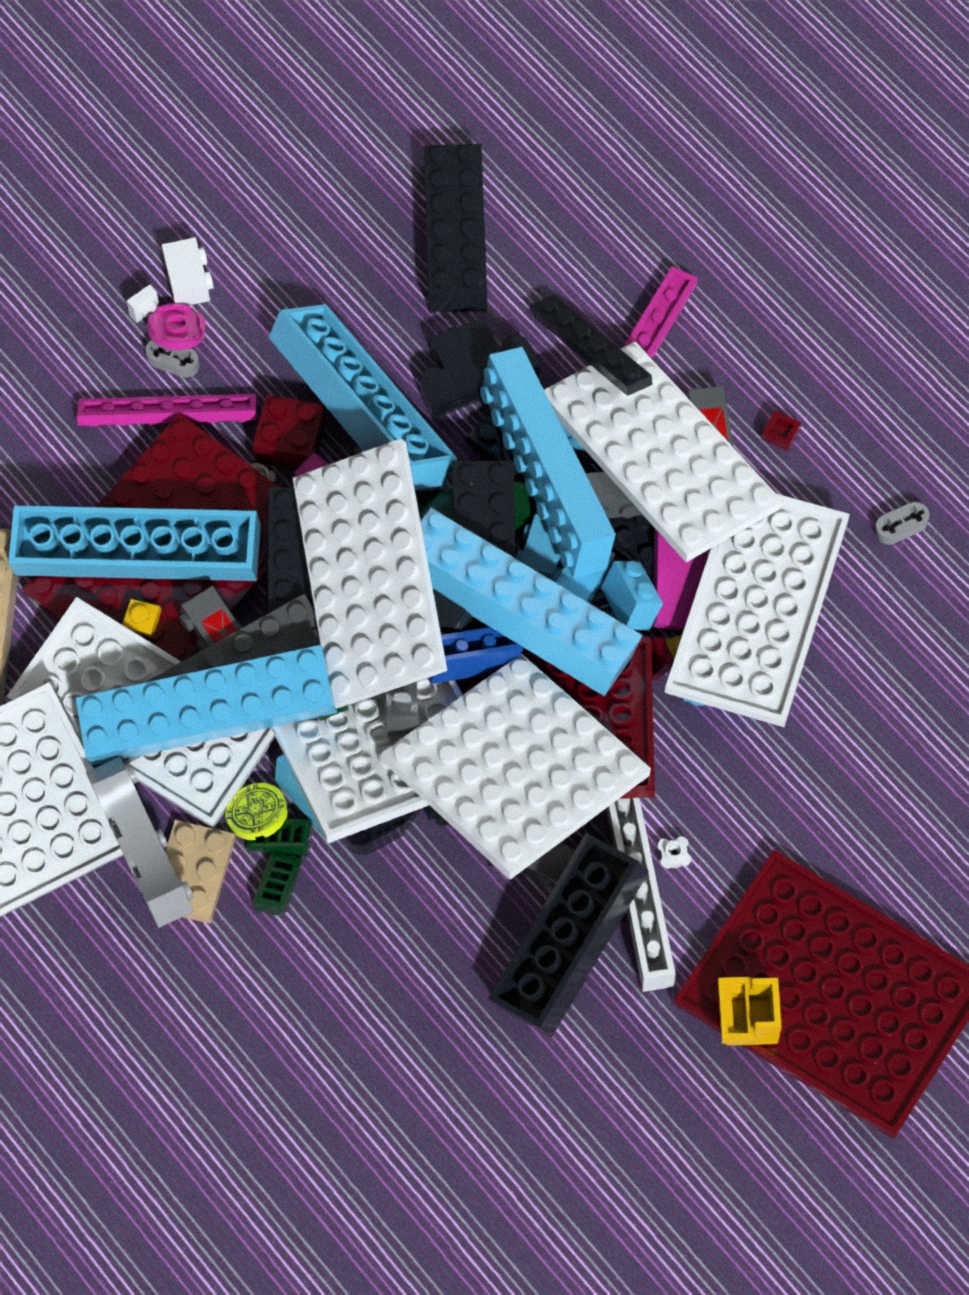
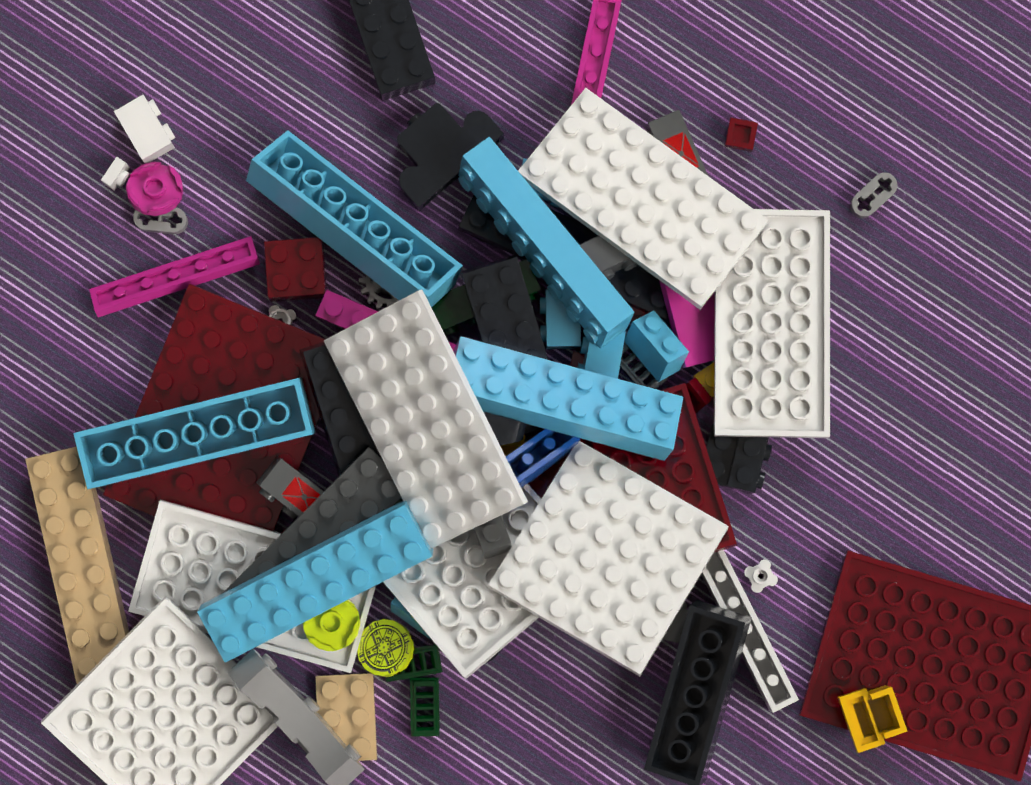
camera: 25 degrees left, 20 degrees up
(142, 618) = (223, 497): yellow plate -> none
(209, 767) = (334, 627): none -> neon yellow tile
(591, 345) = (547, 106): black plate -> none
(685, 732) = (738, 460): none -> black plate

